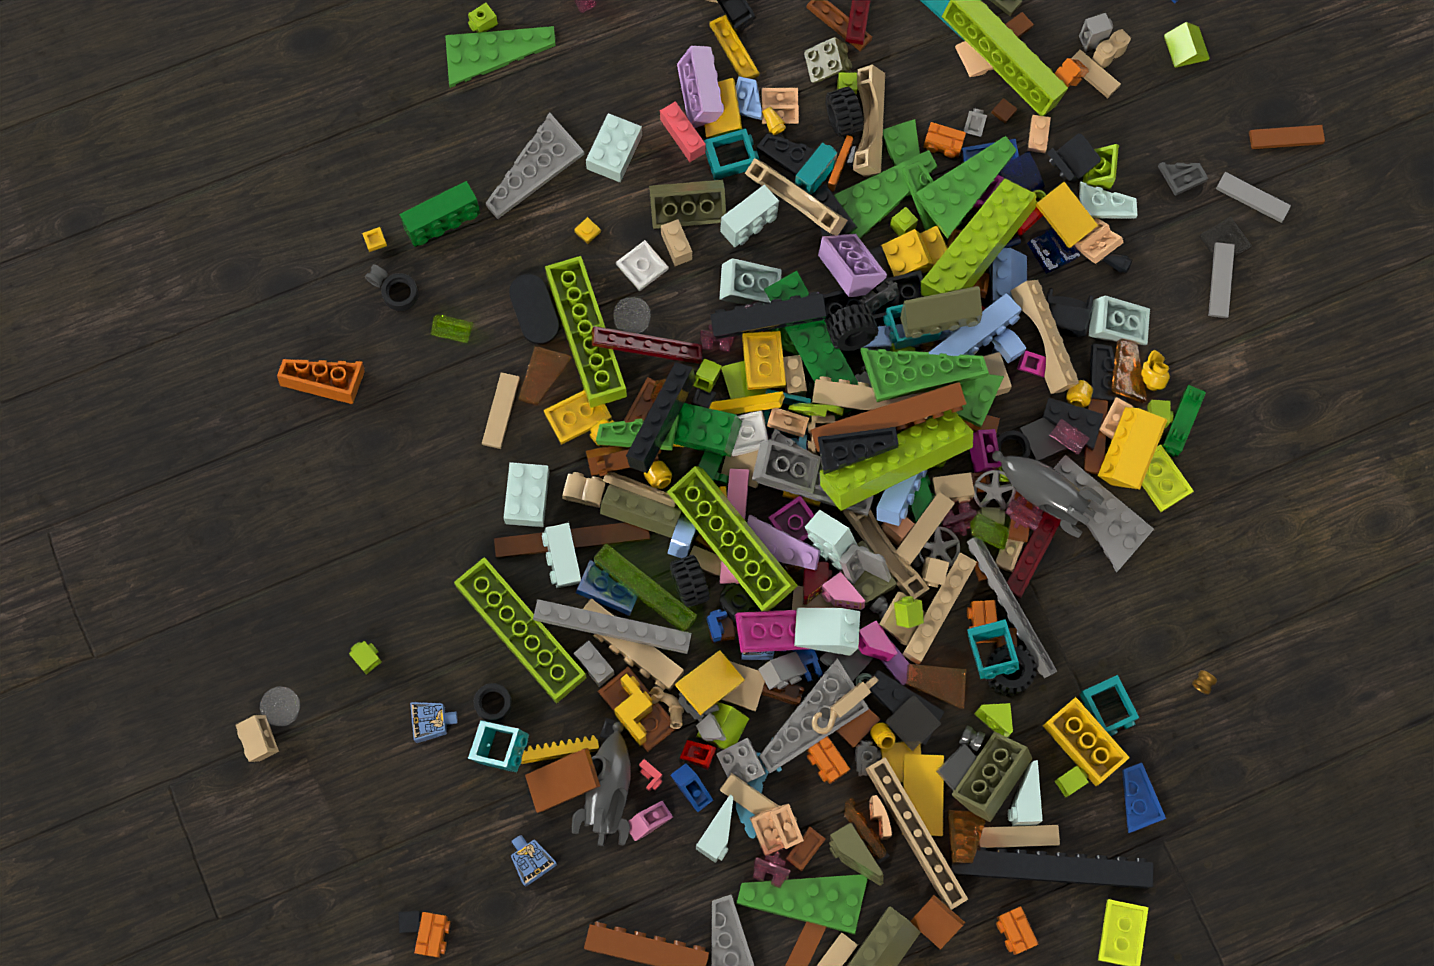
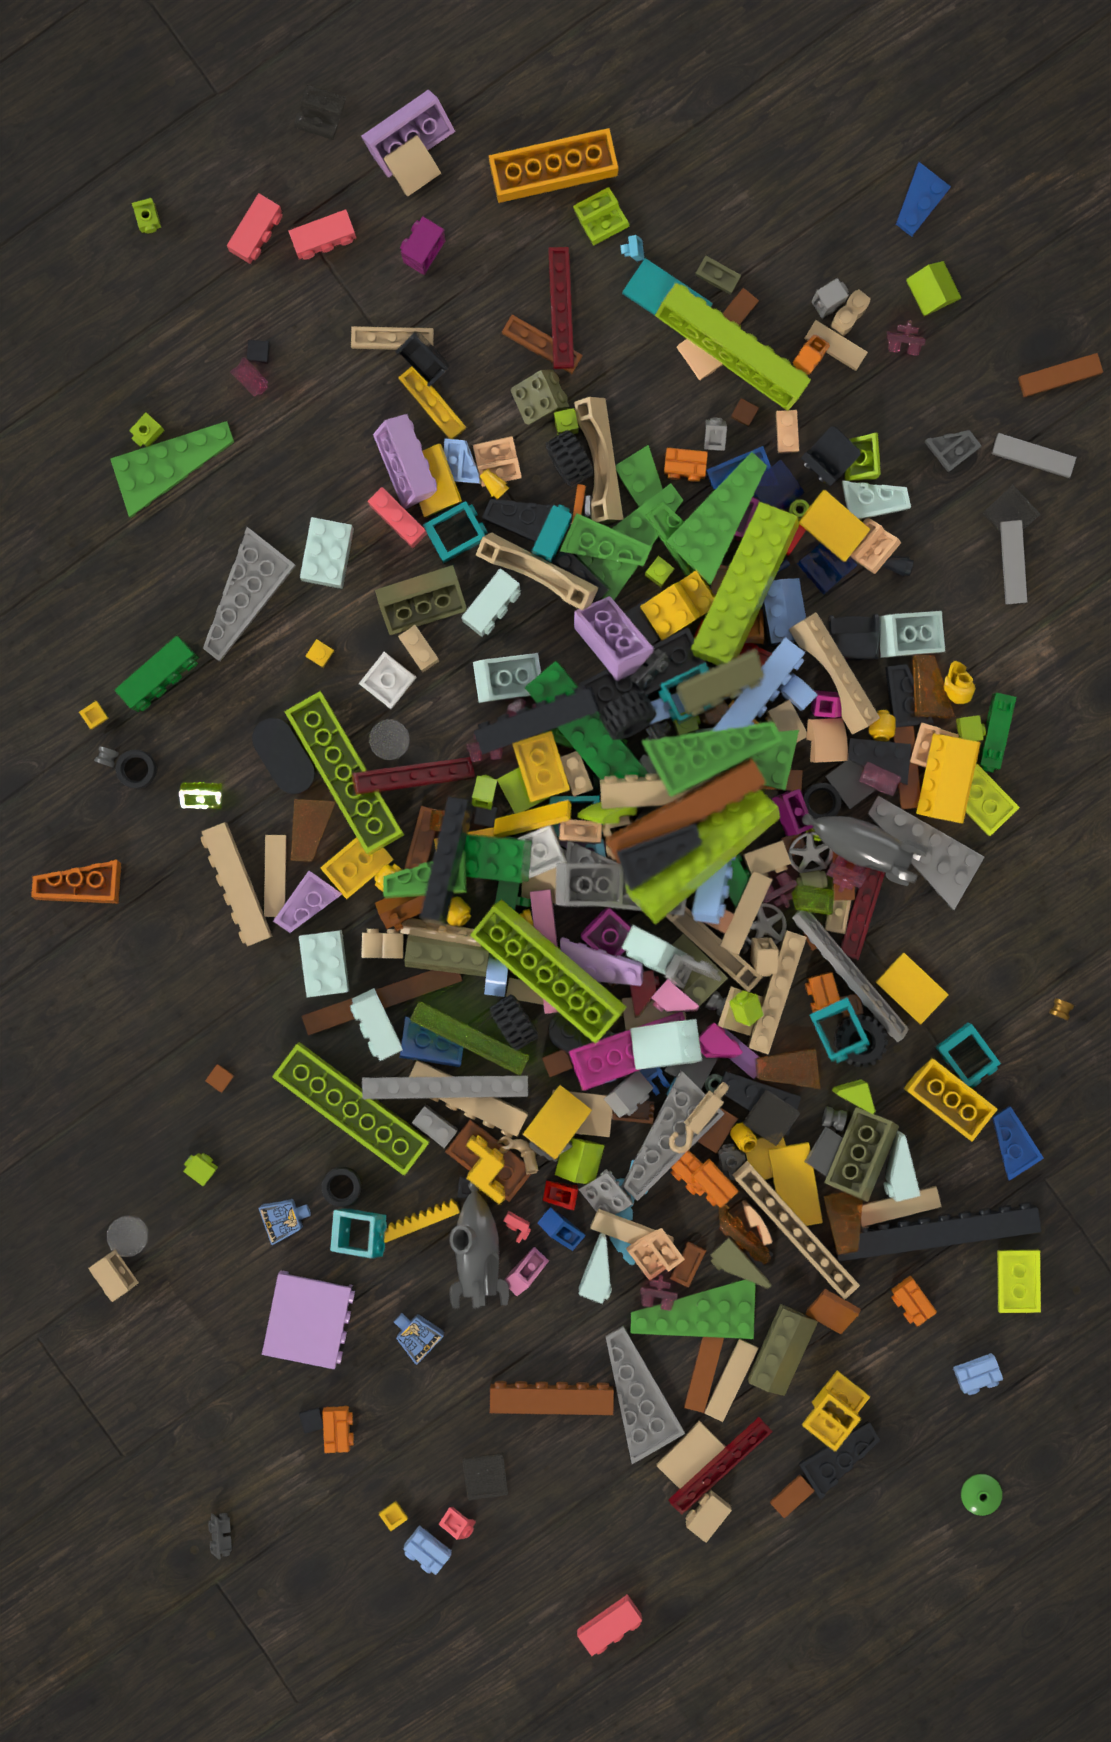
camera: 10 degrees left, 15 degrees up
(404, 579) = (219, 1078): none -> dark orange tile
(430, 821) = (308, 1320): none -> lavender panel
(464, 409) = (236, 883): none -> tan brick
(523, 437) = (305, 901): none -> lavender wing
(562, 780) = (431, 1255): dark orange tile -> none
(710, 729) = (567, 1169): light grey tile -> none
(716, 628) = (551, 1067): blue bracket -> none
(847, 769) = (713, 1183): none -> orange brick
(858, 184) = (599, 541): none -> bright green wing
(1027, 394) = (827, 739): none -> light nougat slope
(1066, 634) = (911, 988): none -> yellow tile
(1072, 781) = (943, 1140): lime brick -> none
(1147, 78) = (895, 339): none -> clear pink hips

